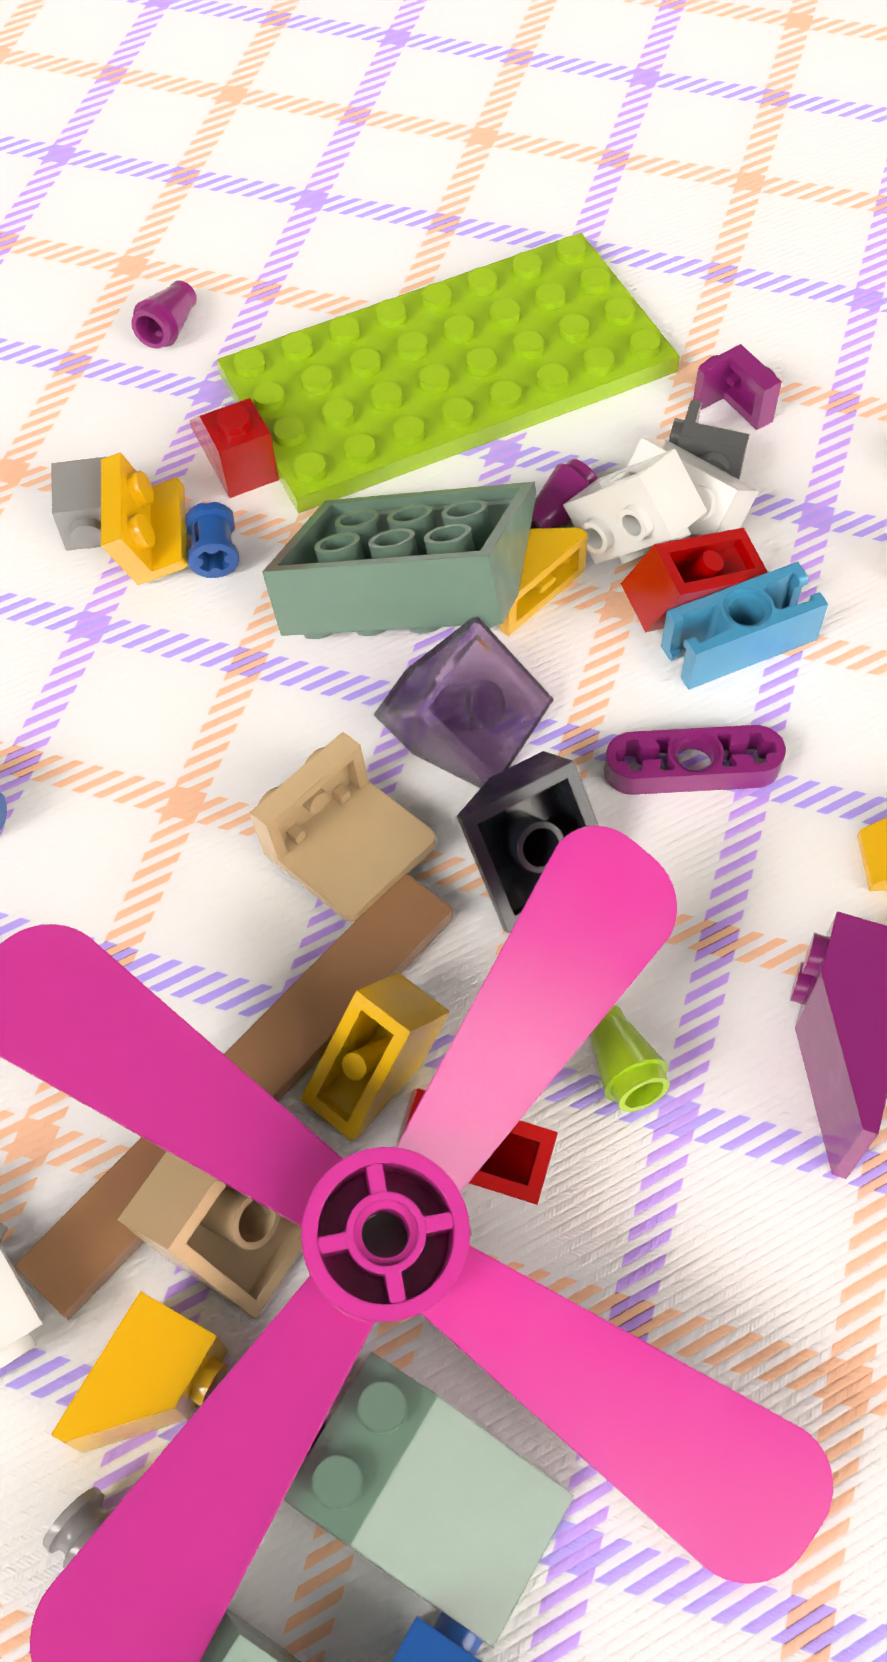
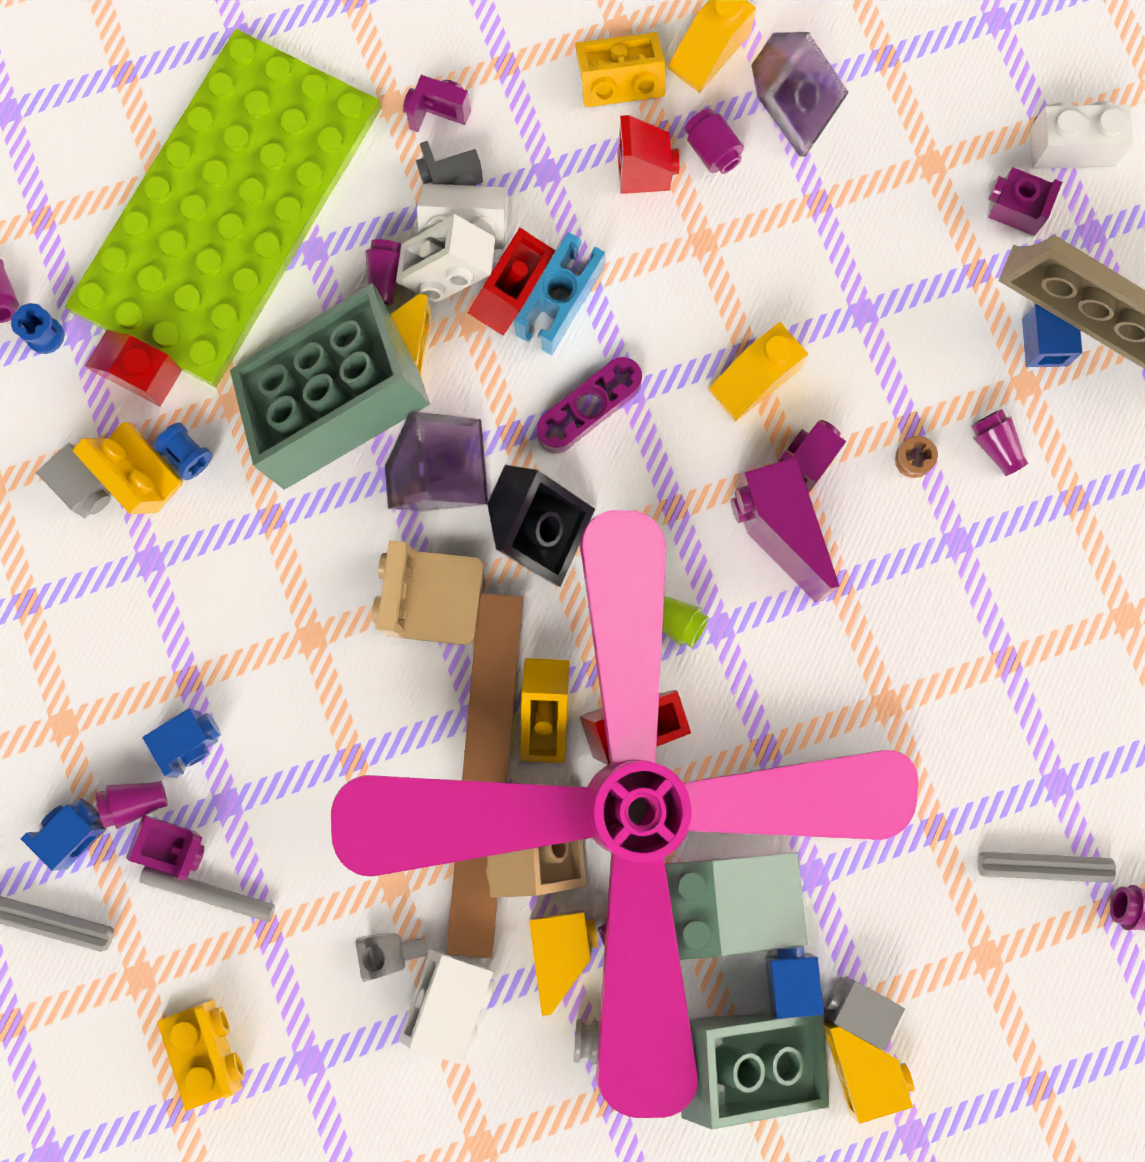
camera: 40 degrees left, 20 degrees up
(172, 352) = (38, 328): none -> blue bush

